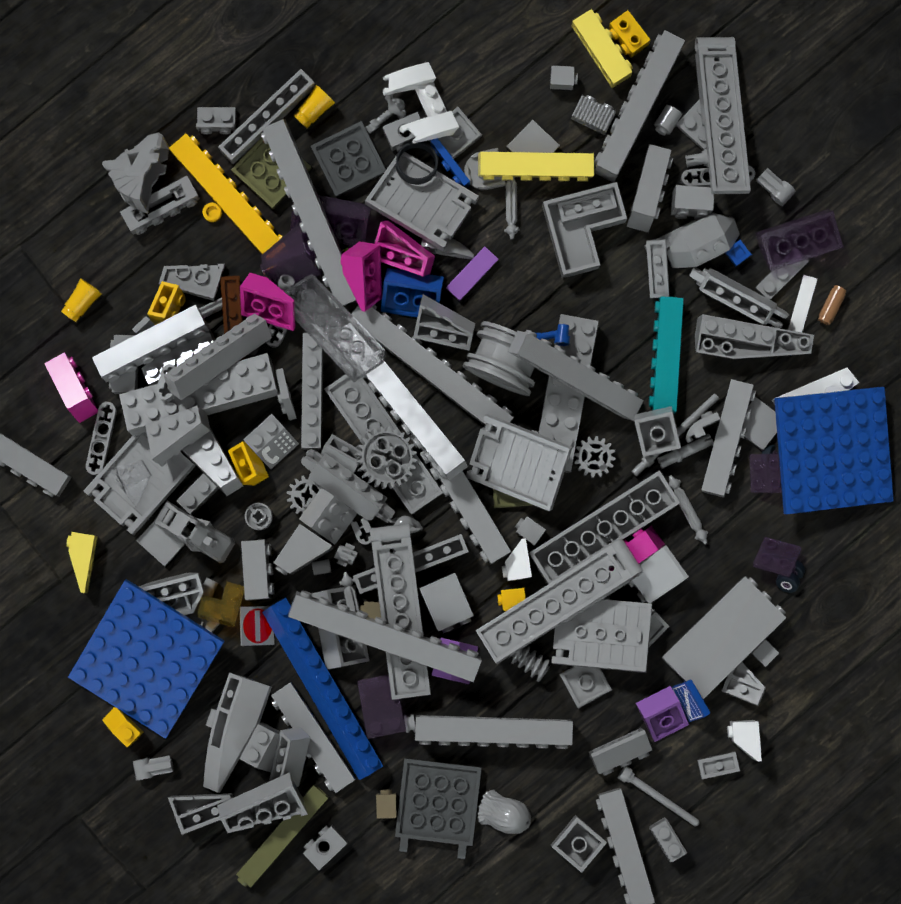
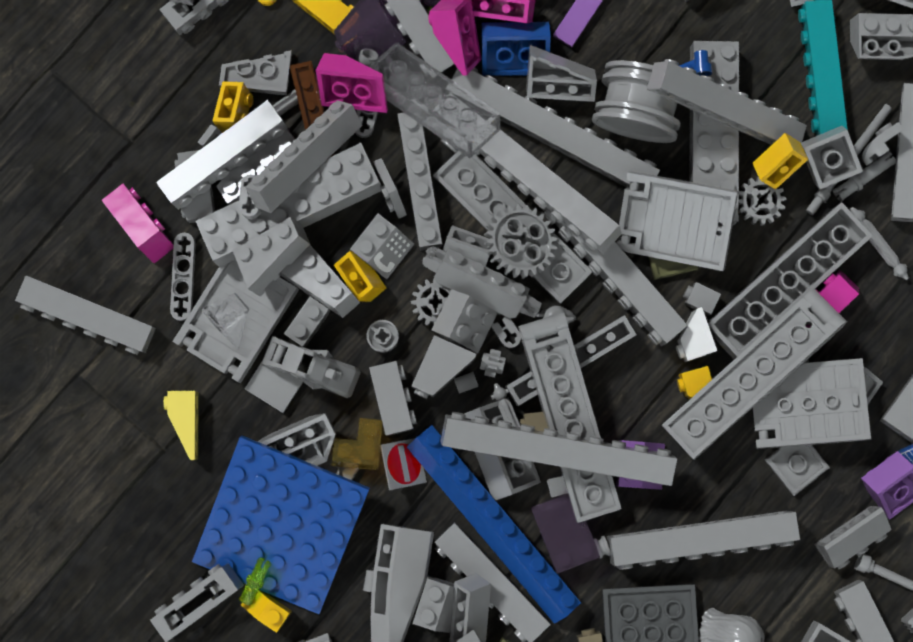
camera: 10 degrees left, 0 degrees up
(38, 724) = (167, 623): none -> light grey brick
(80, 300) = (131, 120): yellow plant -> none
(117, 702) = (255, 581): none -> clear neon green pin
(209, 587) = (340, 427): light grey hinge -> none
(381, 667) = (557, 486): none -> white sticker
(447, 603) = (621, 399): light grey slope -> none
(531, 662) = (732, 451): light grey piece -> none
(613, 427) = (780, 161): none -> yellow brick
(659, 576) = (866, 323): light grey slope -> none

